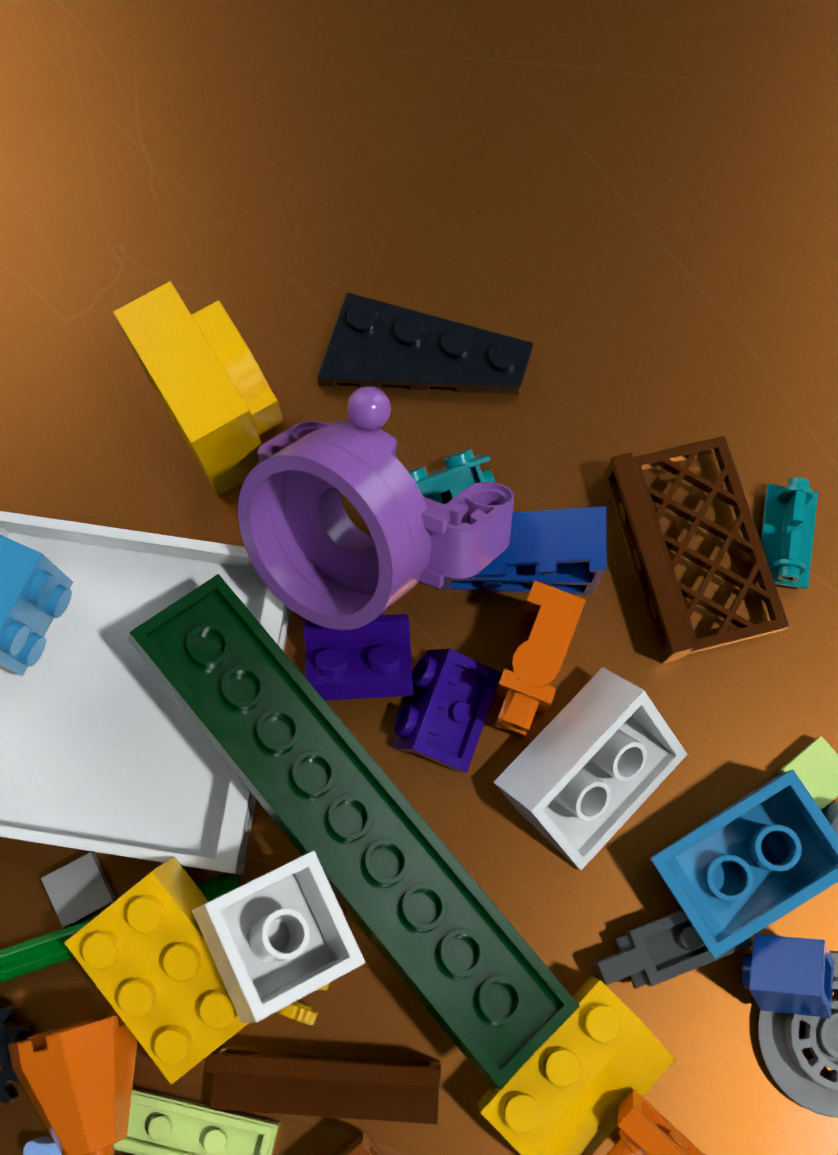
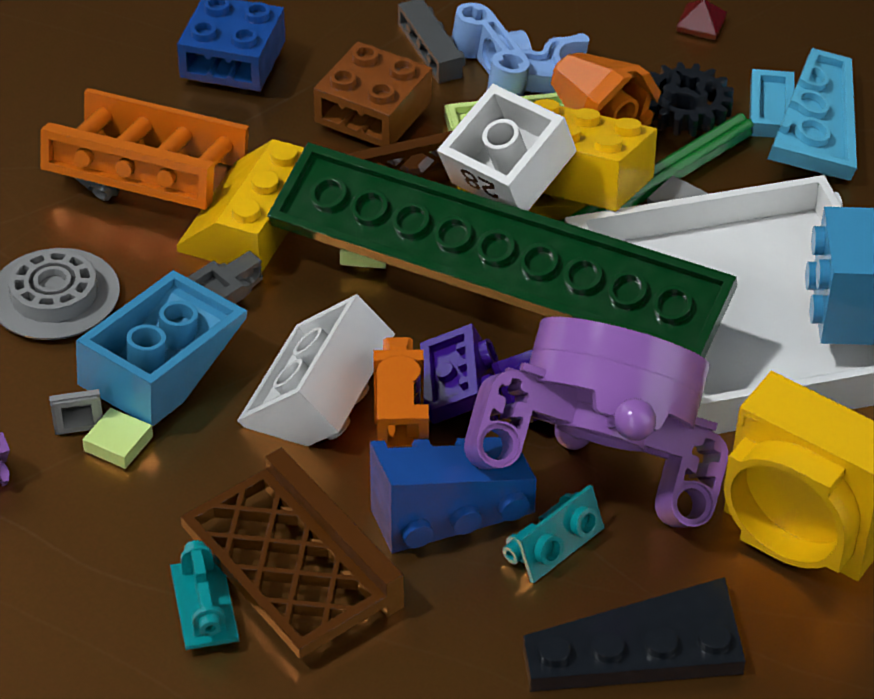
camera: 155 degrees right, 30 degrees down
(790, 975) = (104, 285): blue brick -> none

